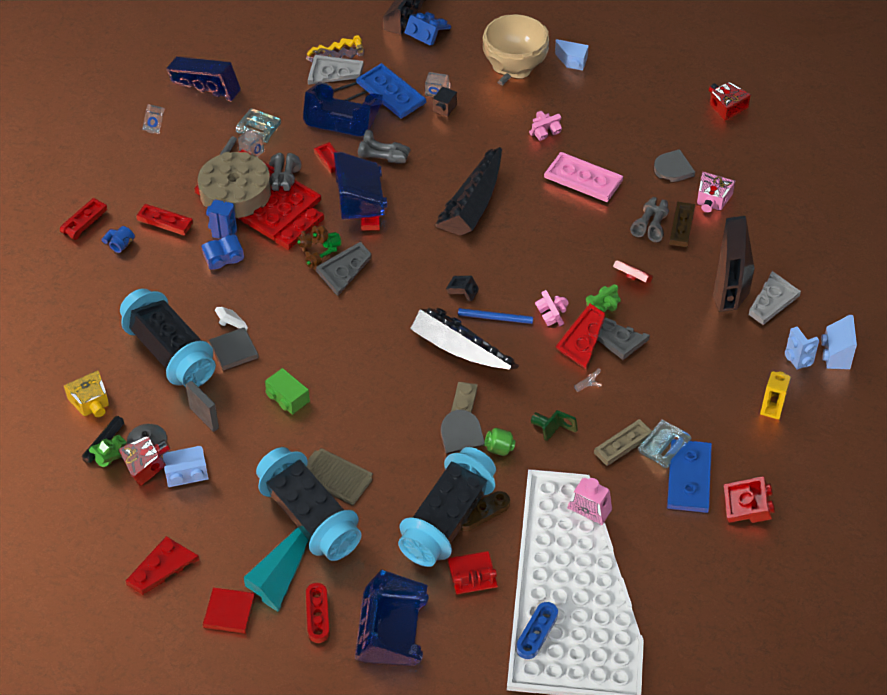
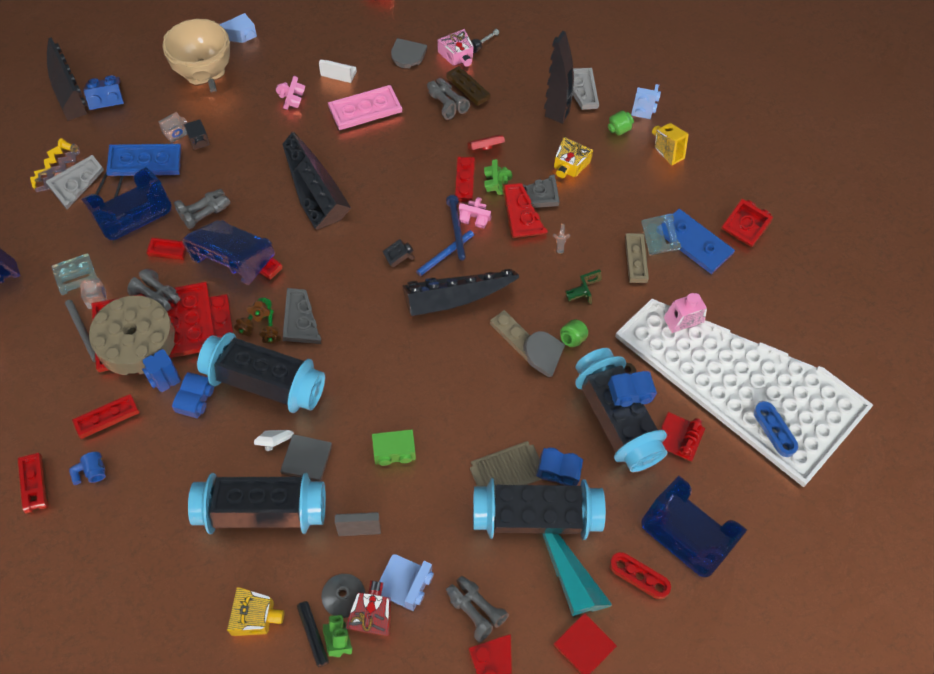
camera: 55 degrees left, 10 degrees up
(202, 536) = (483, 627): none -> dark grey piece
(271, 271) = (261, 371): none -> black brick
(364, 501) = (559, 467): none -> blue brick
(463, 492) = (632, 388): none -> blue brick
(549, 287) = (453, 201): none -> dark blue bar
(582, 283) = (465, 179): none -> red plate
(602, 137) = (337, 70): none -> white panel
(680, 337) = (571, 158): none -> torso
(734, 202) = (477, 44): none -> hinge
(760, 347) = (620, 122): none -> bright green head
(839, 343) = (662, 73): light blue slope -> none

